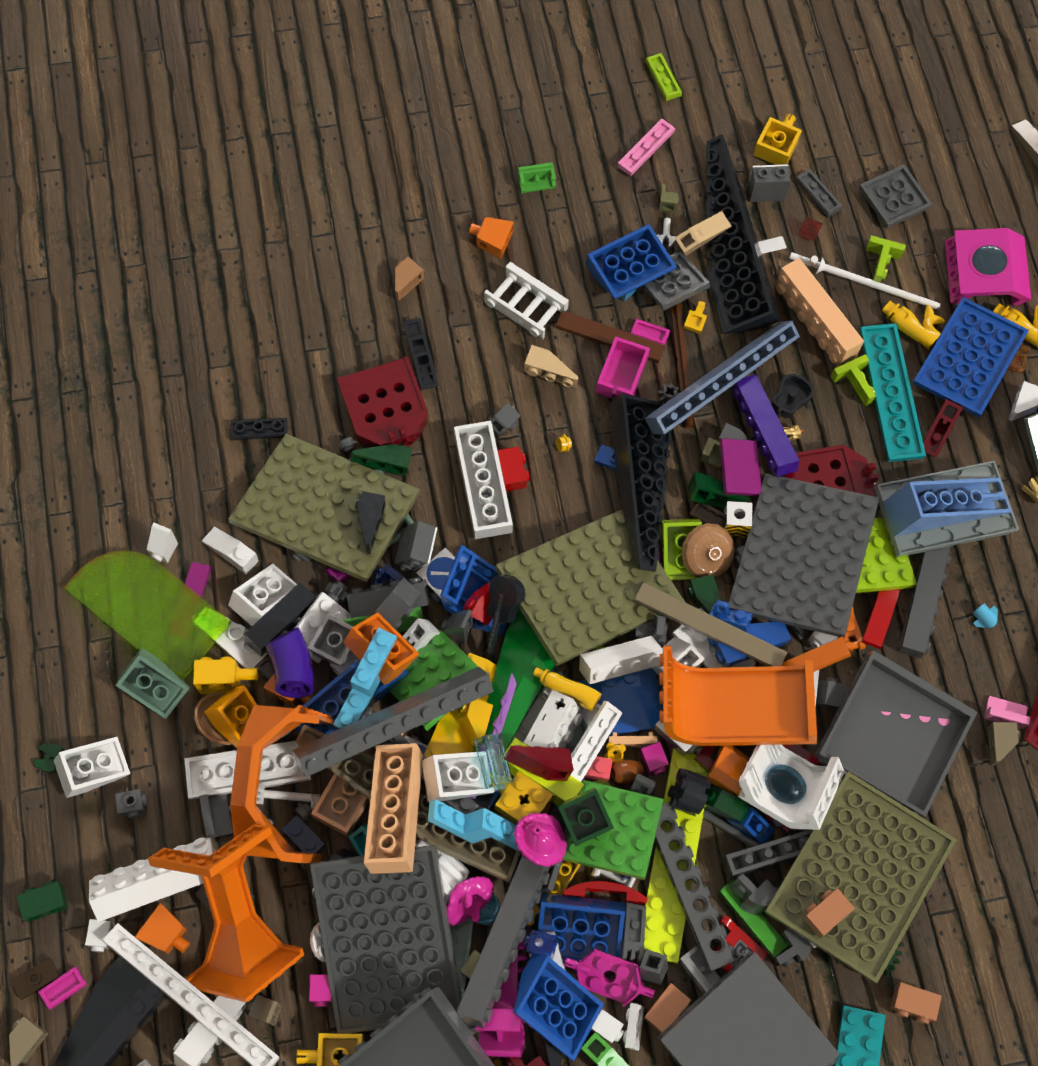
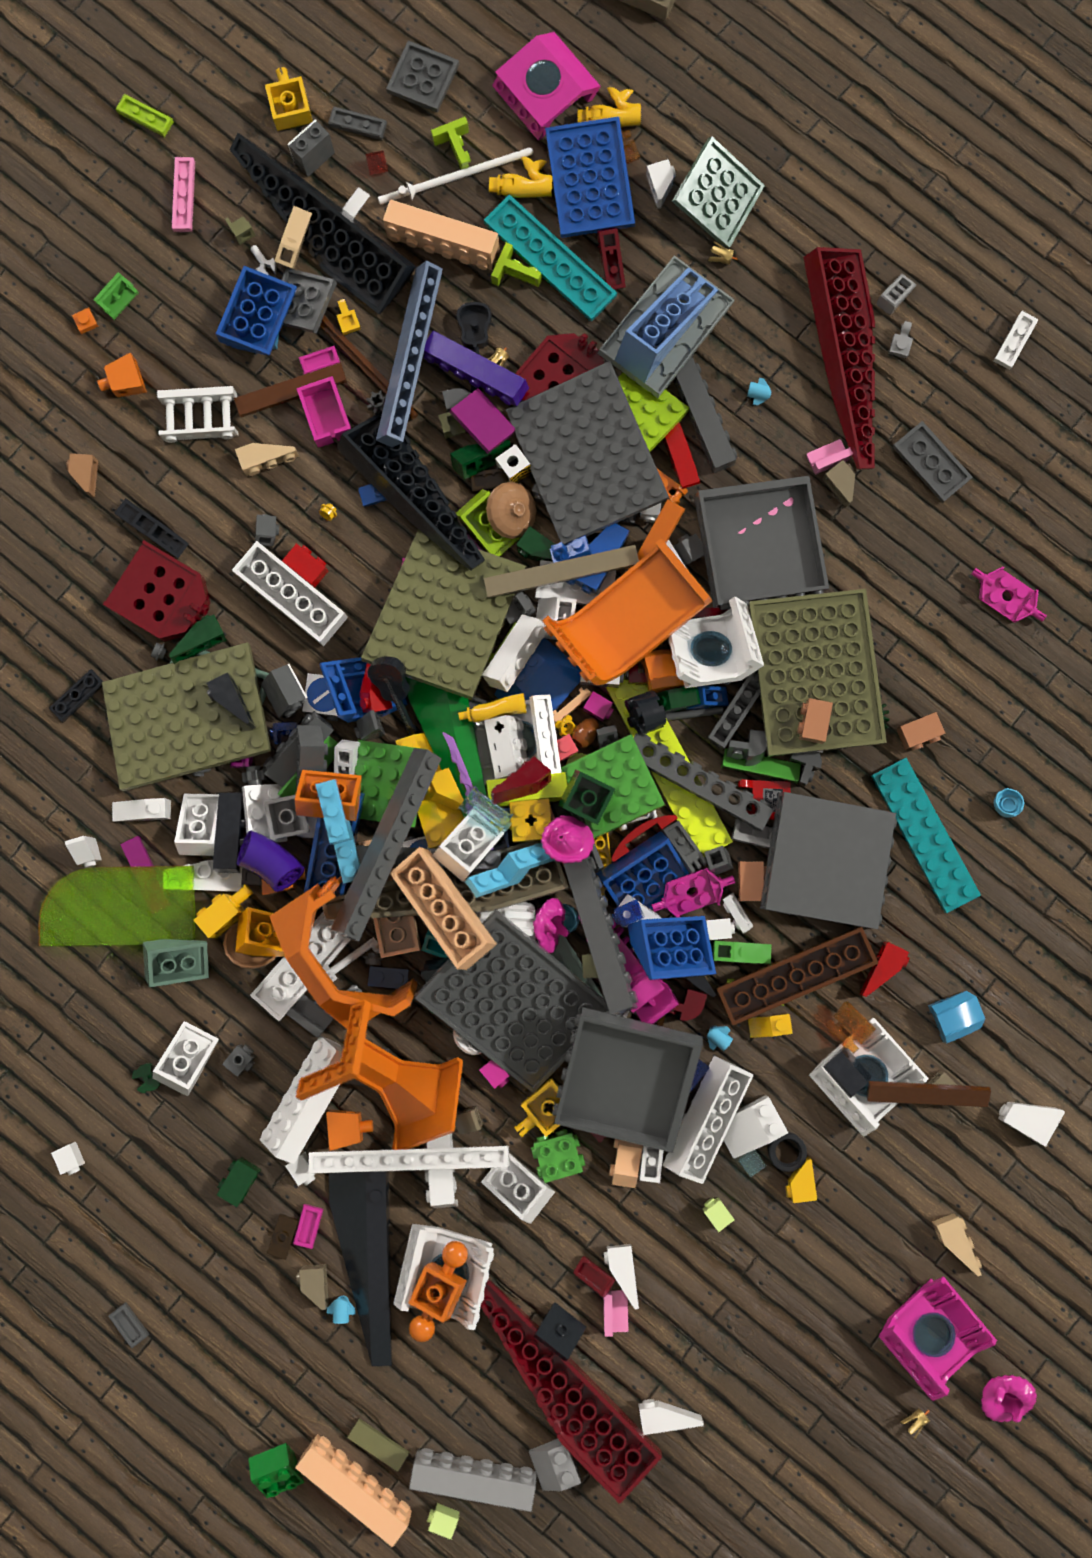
camera: 30 degrees left, 15 degrees up
(499, 178) = (85, 320): none -> orange plate

